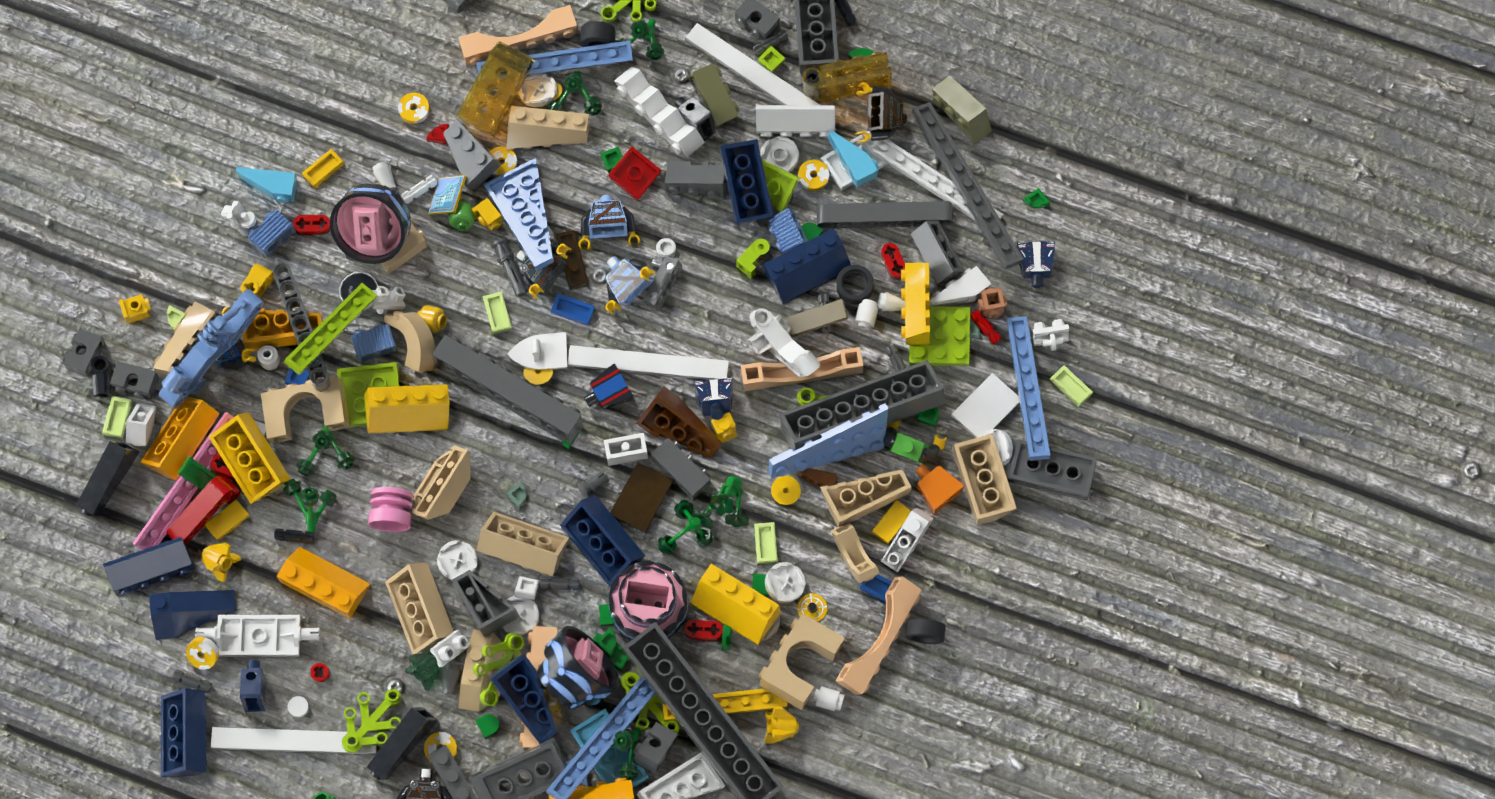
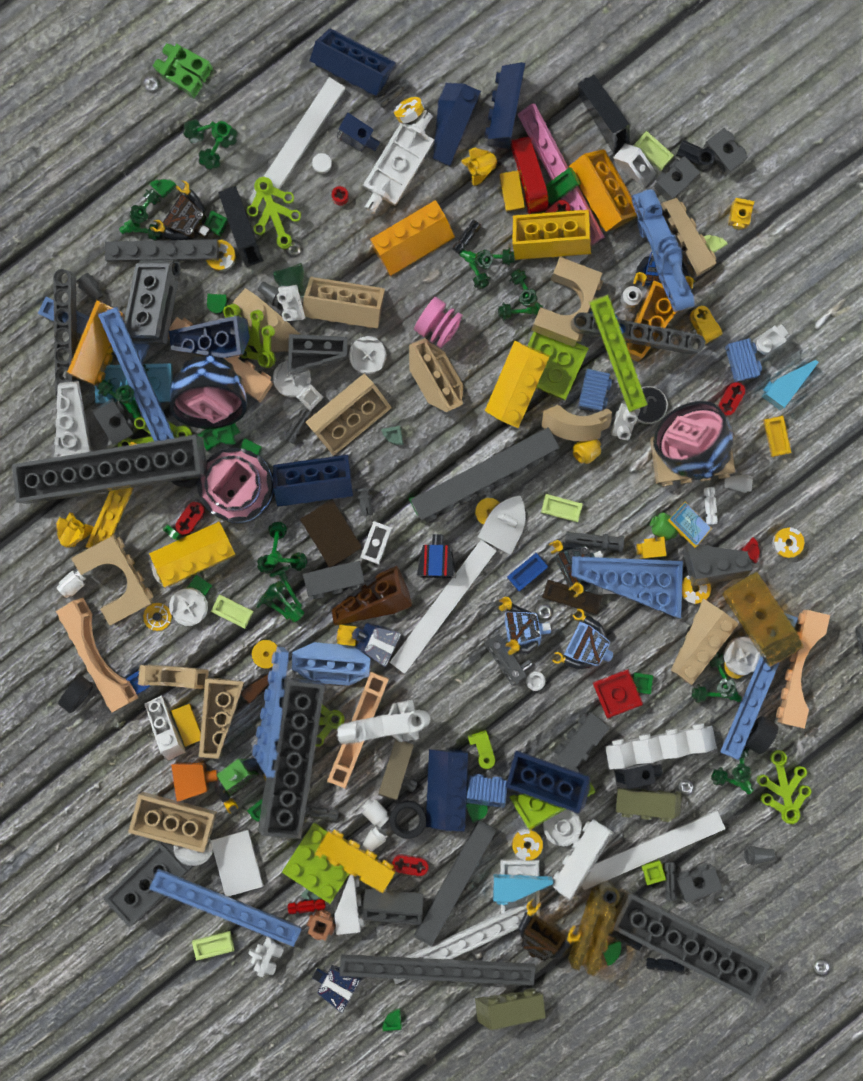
camera: 120 degrees right, 15 degrees up
(411, 770) = (216, 223): none -> green tile
(757, 424) = (331, 663): none -> light blue wedge
(842, 47) = (626, 940): none -> black axle

